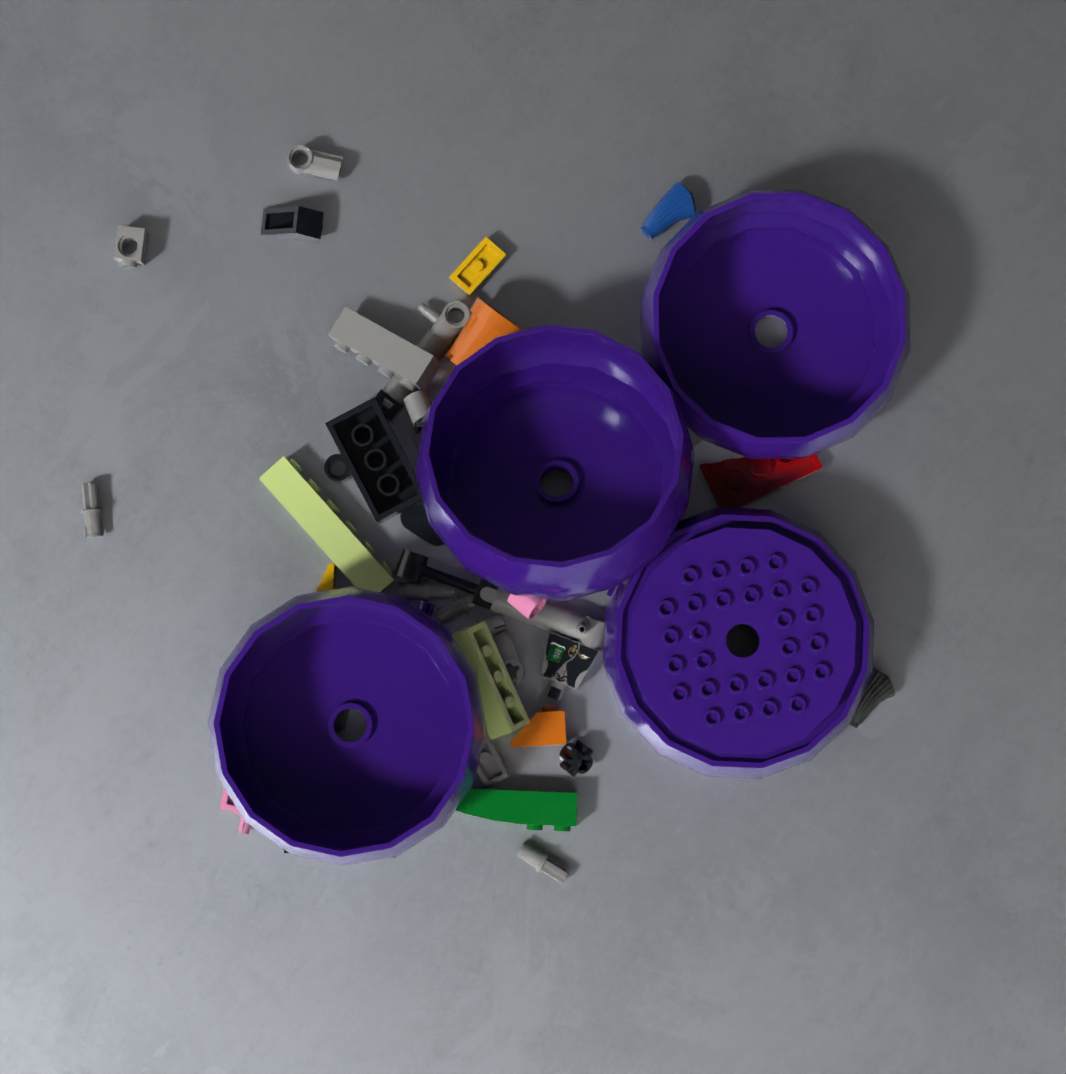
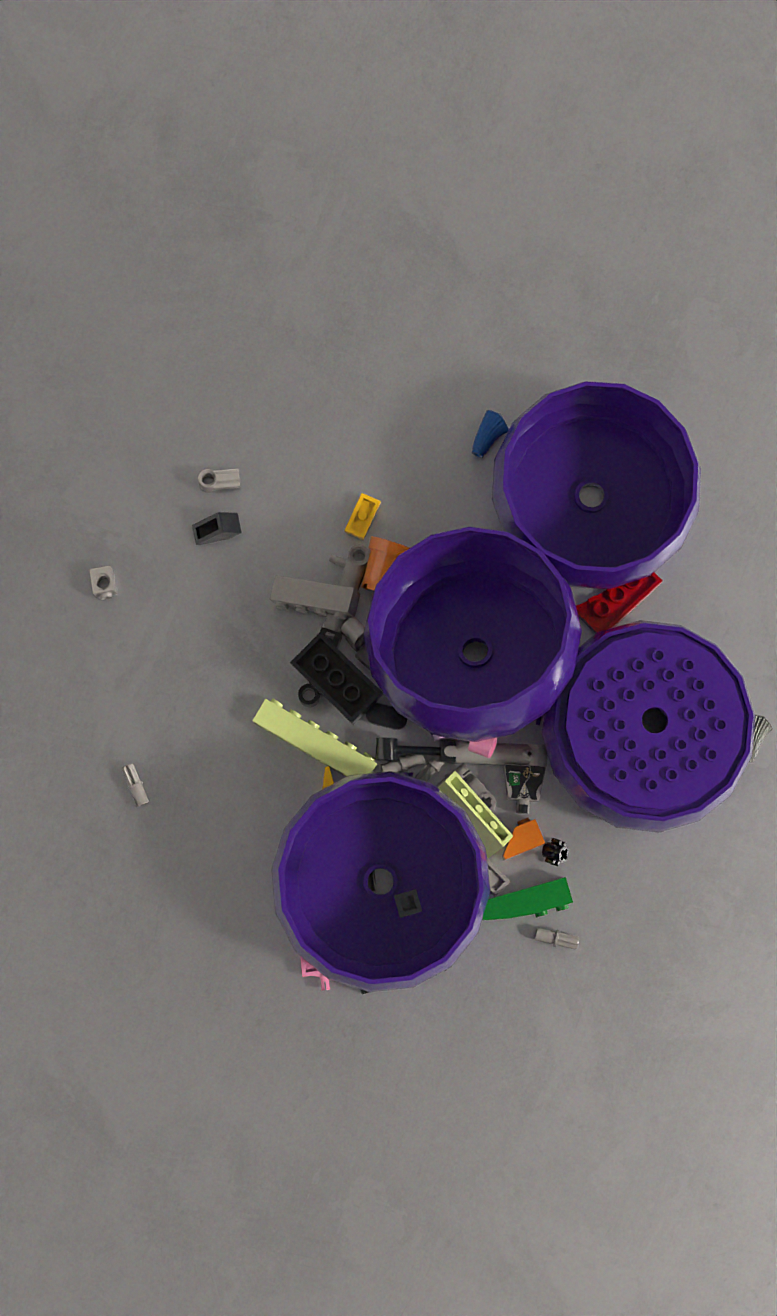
camera: 20 degrees left, 5 degrees down
(365, 765) = (407, 903): none -> black plate

